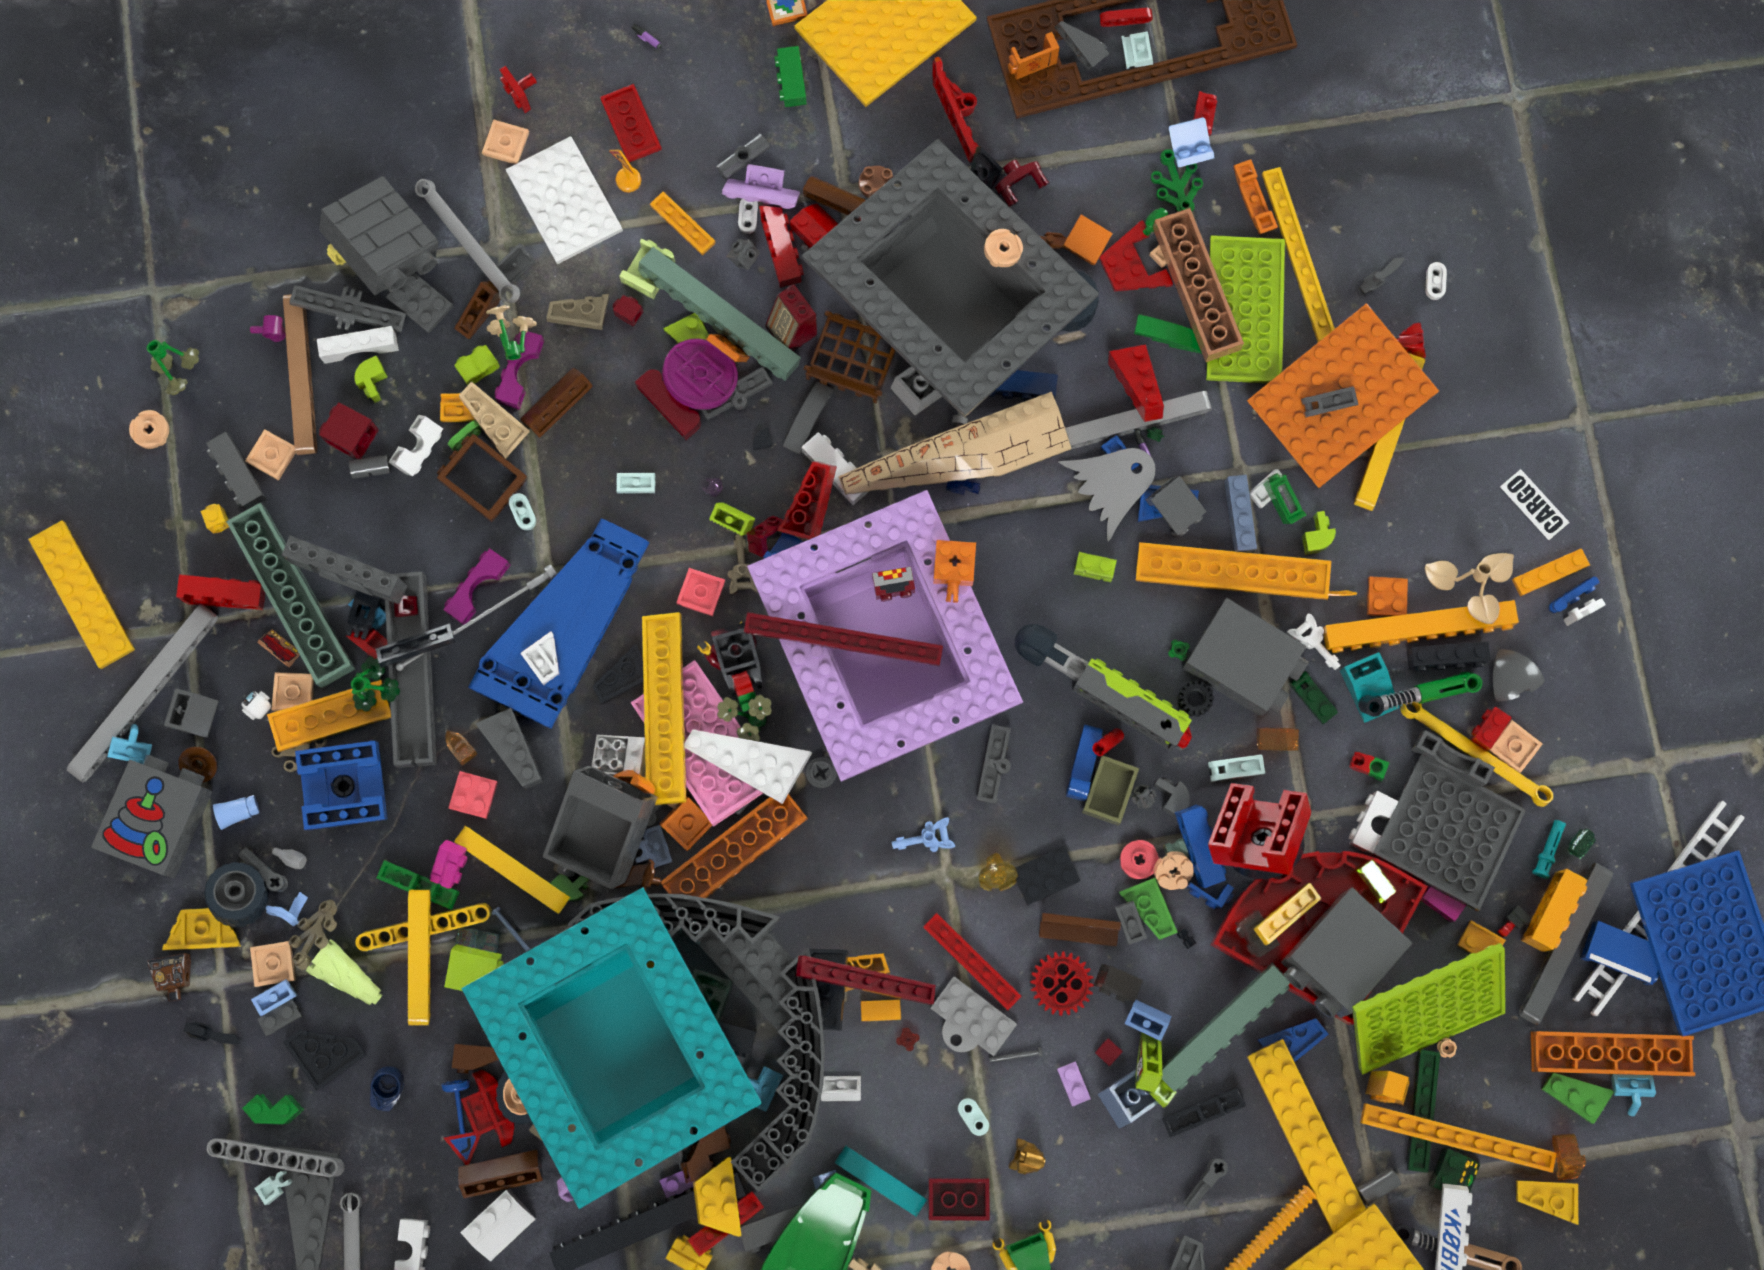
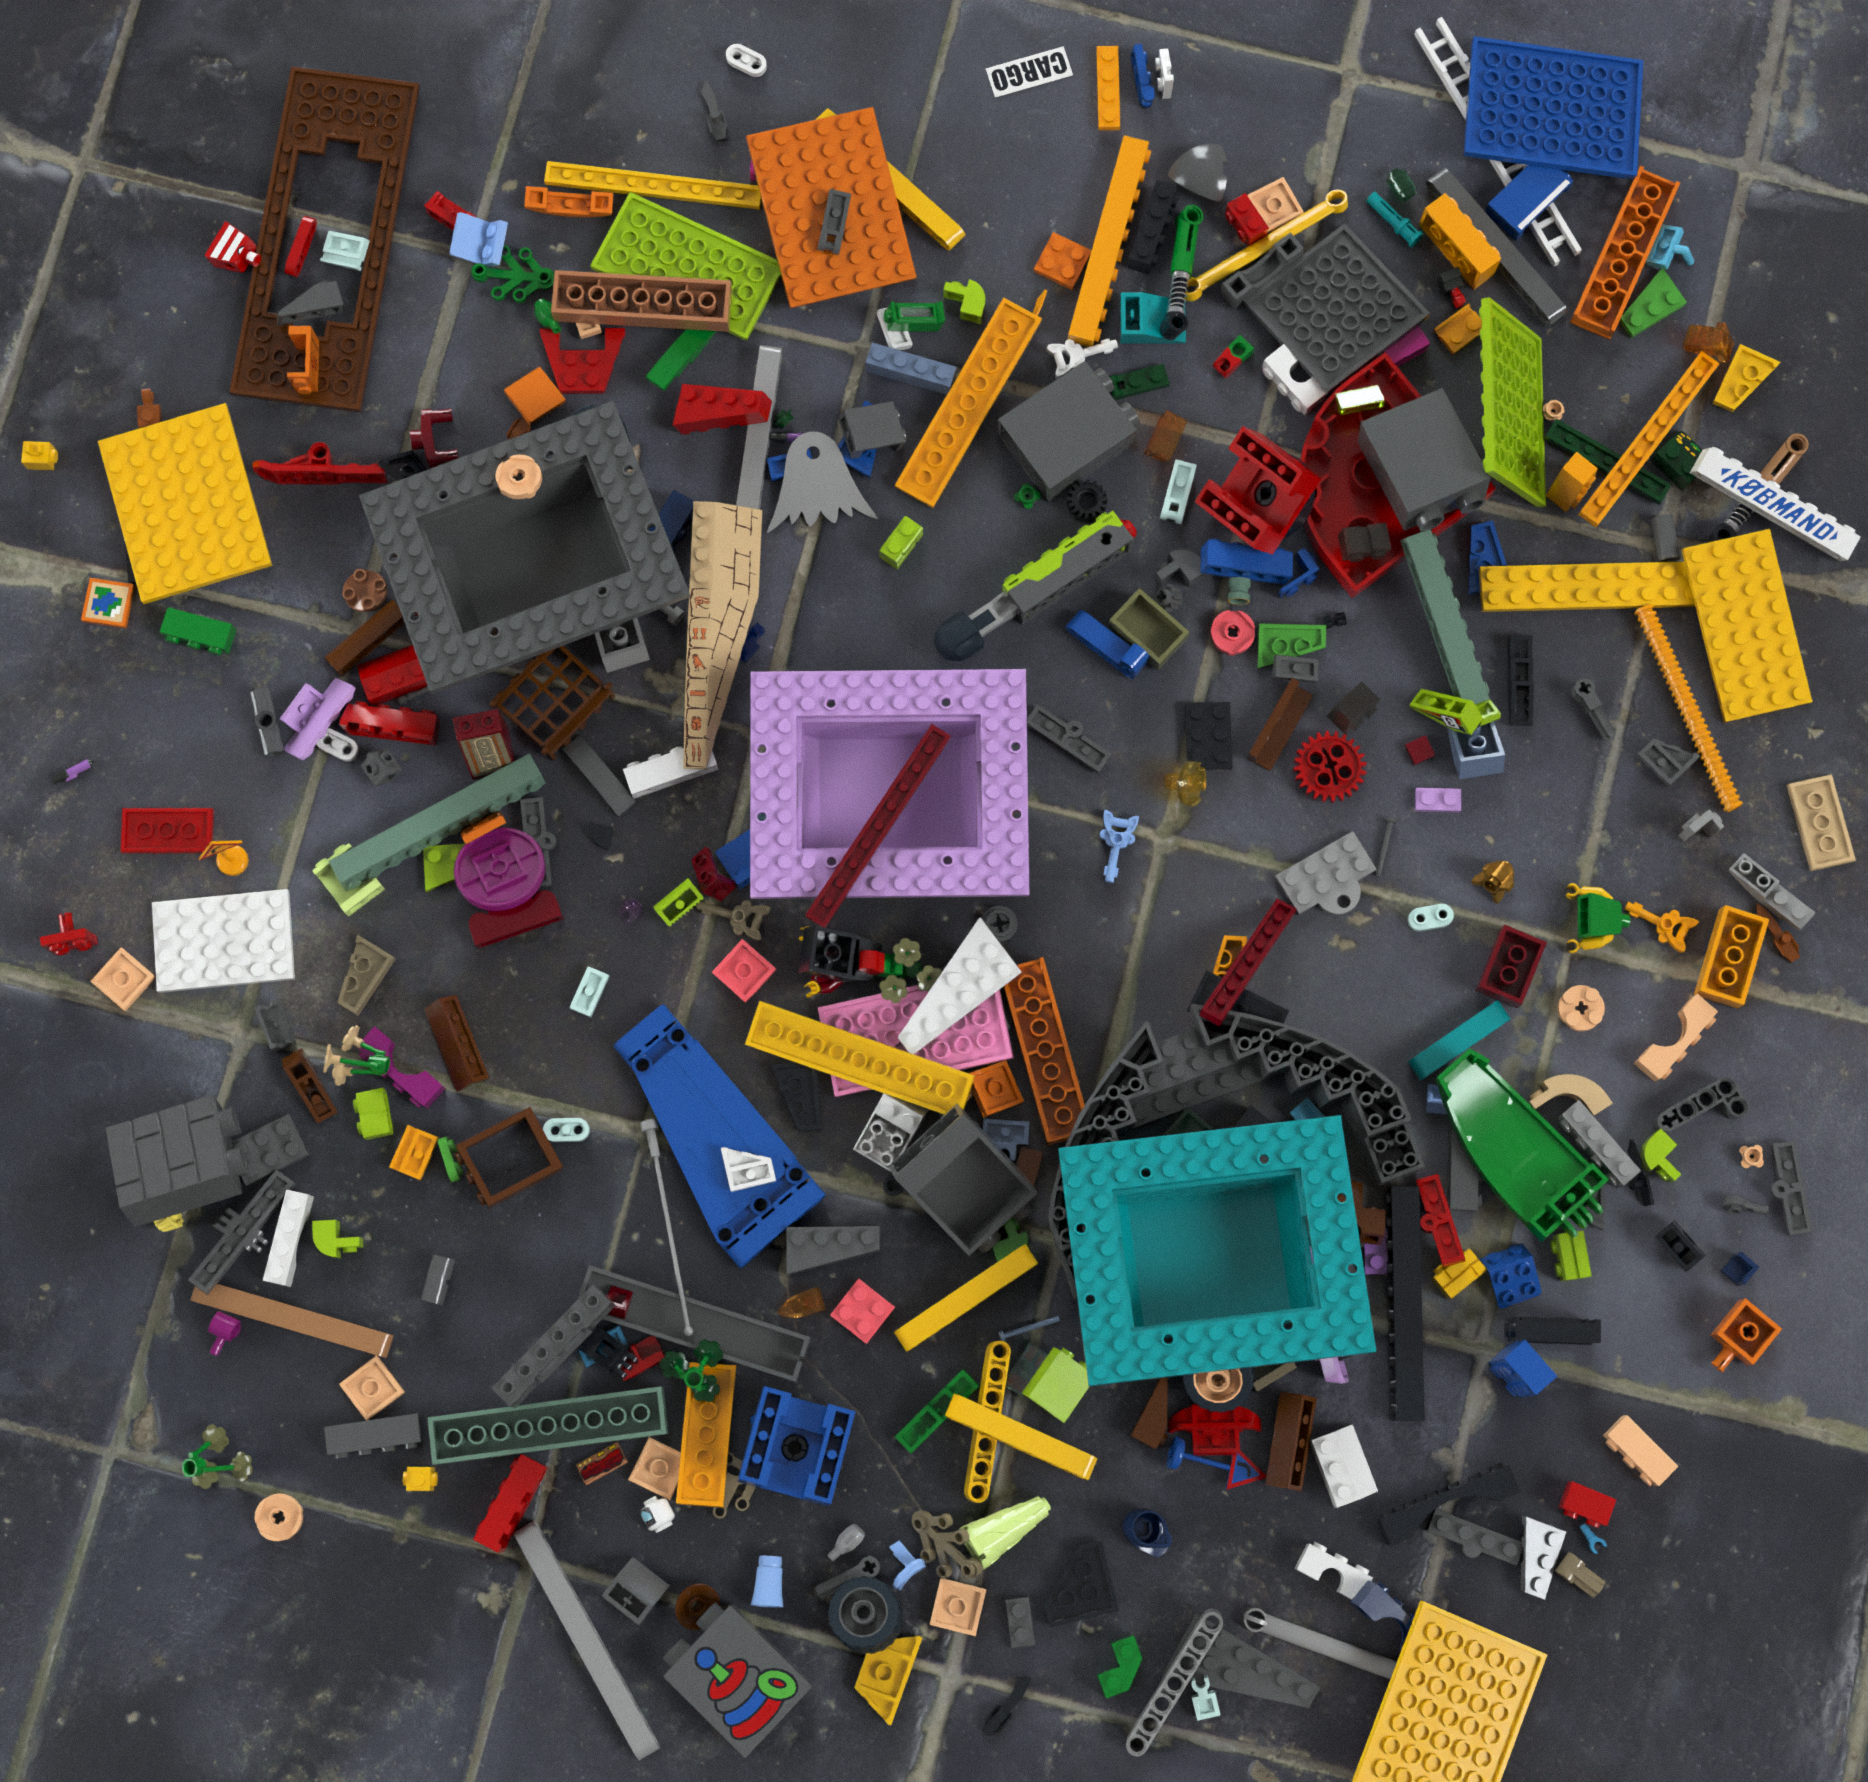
camera: 65 degrees left, 0 degrees up
(81, 594) = (438, 1669): yellow plate -> none
(129, 749) = (646, 1677): medium azure plate -> none
(171, 974) = (922, 1726): torso -> none
(274, 997) = (996, 1618): light blue slope -> none
(348, 431) = (387, 1286): dark red brick -> none
(415, 645) = (672, 1303): black plate -> none
(426, 434) = (431, 1202): white arch -> none
(448, 864) = (931, 1367): dark pink brick -> none
(467, 241) = (223, 1065): light grey piece -> none
(490, 567) = (645, 1239): magenta arch -> none
(496, 422) = (451, 1117): tan wing -> none
(627, 310) = (386, 920): dark red brick -> none
(636, 780) = (930, 1117): orange slope -> none
(648, 876) = (1039, 1154): dark orange piece -> none
(682, 223) = (313, 820): light orange plate -> none
(717, 1199) = (1413, 1215): yellow wing -> none
(810, 503) = (705, 815): red wedge -> none
(841, 1088) = (1348, 1034): white slope -> none
(880, 1010) = (1280, 967): light orange tile -> none
(893, 583) = (841, 747): brick -> none
(909, 1045) = (1322, 957): clear red plate -> none
(954, 575) = (850, 688): orange brick -> none
(972, 961) = (1268, 849): red plate -> none
(1108, 742) = (1096, 608): red piece -> none
(1148, 1020) = (1404, 694): medium blue brick -> none
(1177, 880) = (1270, 601): light nougat plate -> none
(1287, 913) = (1358, 501): yellow plate -> none
(1413, 340) = (801, 110): red brick -> none
(1496, 566) = (1079, 141): tan plant -> none

